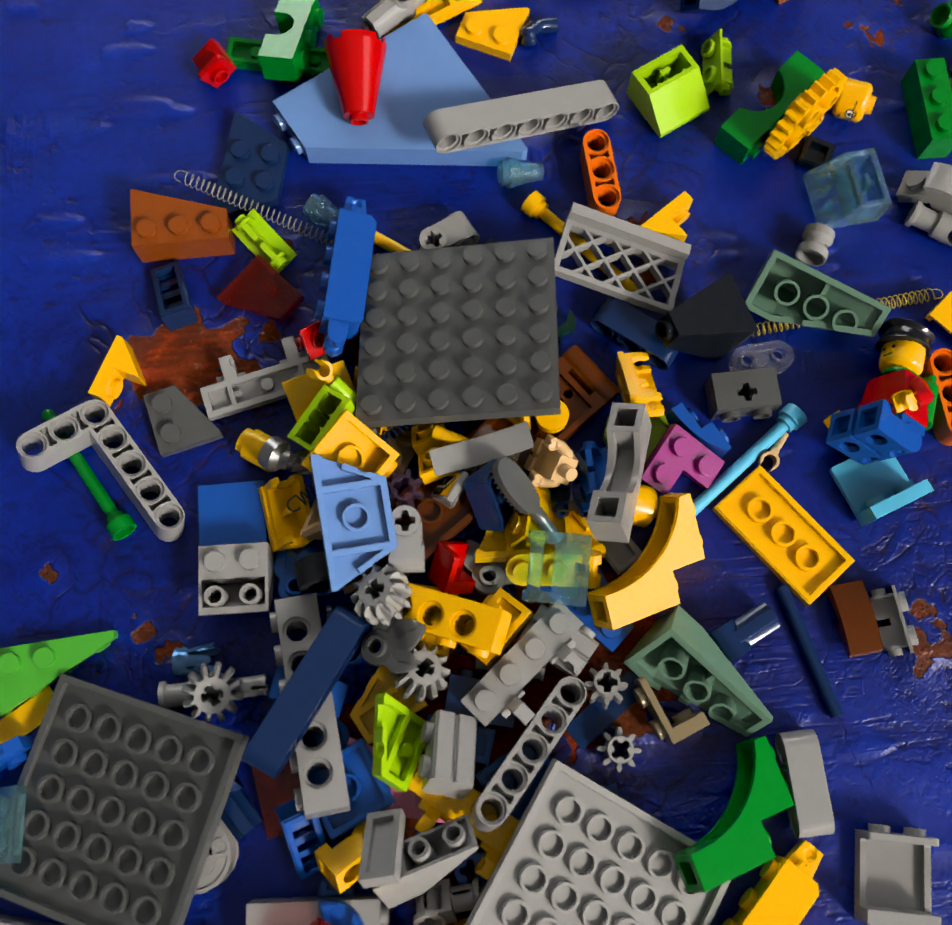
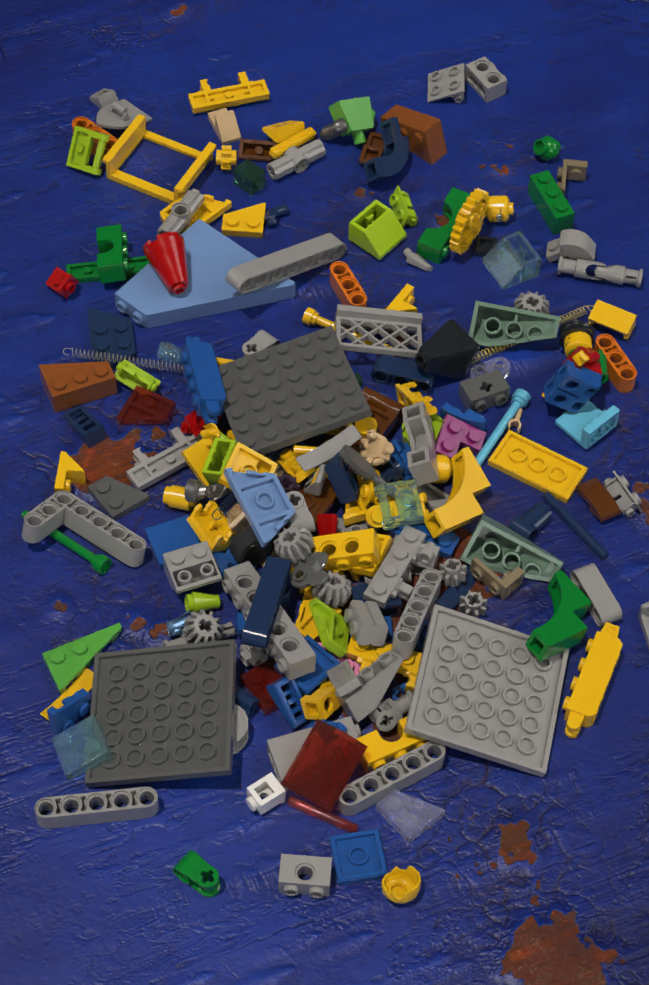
camera: 15 degrees left, 20 degrees down
(233, 629) = (196, 601): none -> lime cone
(518, 172) = (291, 300): clear light blue cone -> none
(711, 152) = (416, 260): none -> light grey bar
(816, 240) = (503, 294): light grey wheel -> none
(853, 269) = (532, 302): none -> light grey gear

